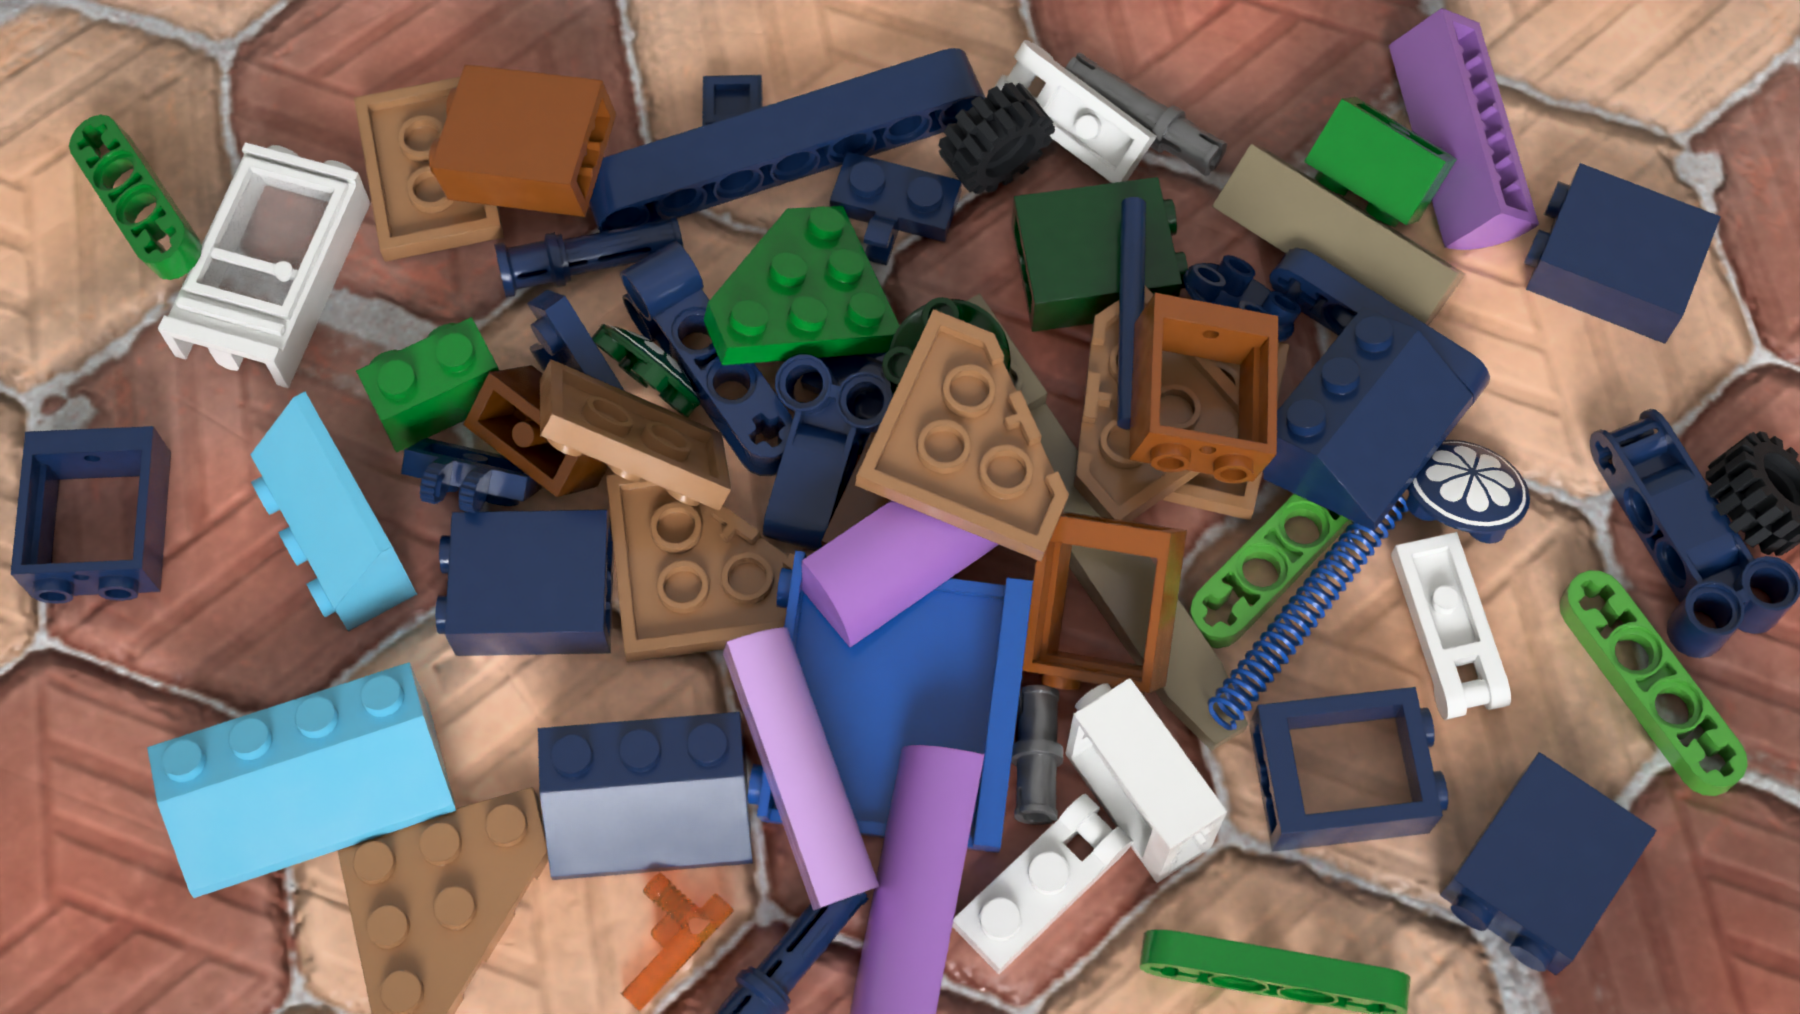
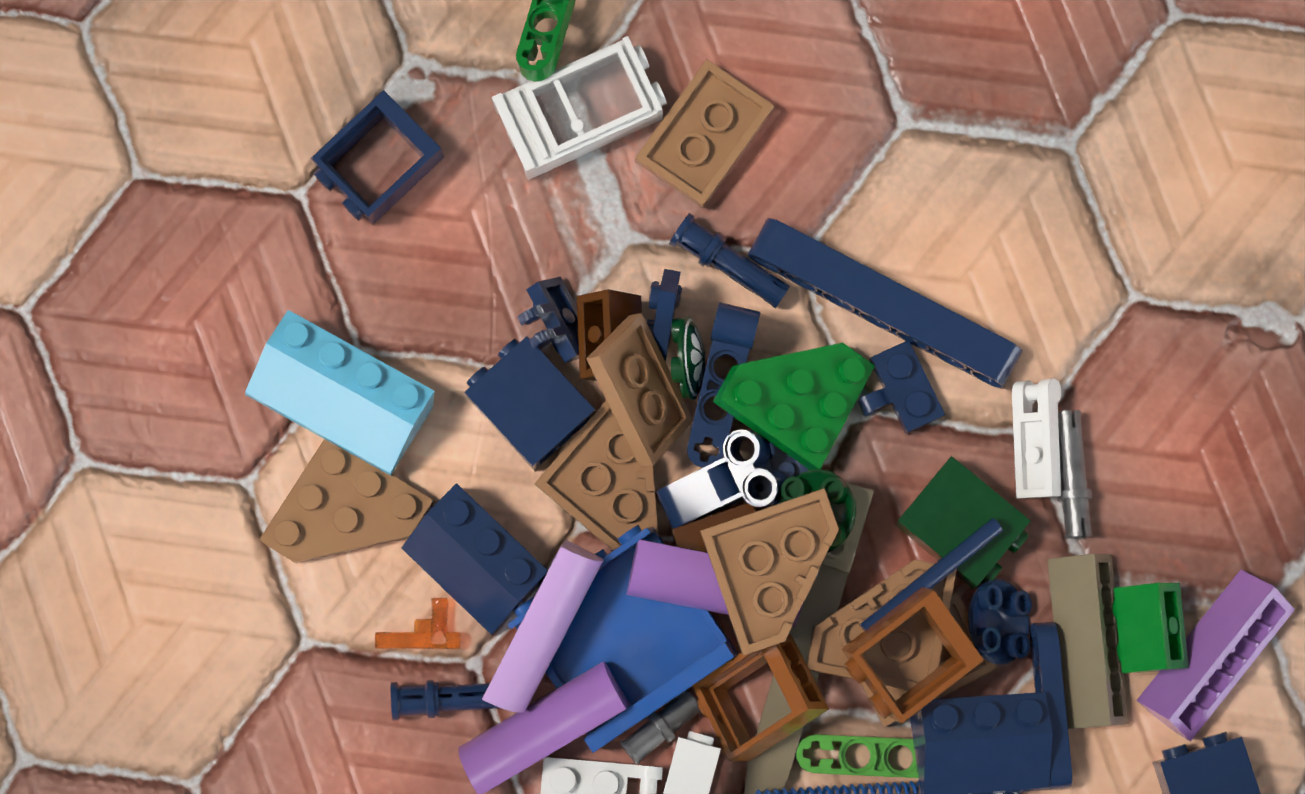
camera: 50 degrees right, 15 degrees up
(327, 518) = (473, 276): medium azure slope -> none
(428, 382) = (586, 255): green brick -> none
(523, 140) = (752, 177): dark orange brick -> none
(730, 96) = (885, 251): dark blue tile -> none
(996, 138) = (979, 415): black tyre -> none

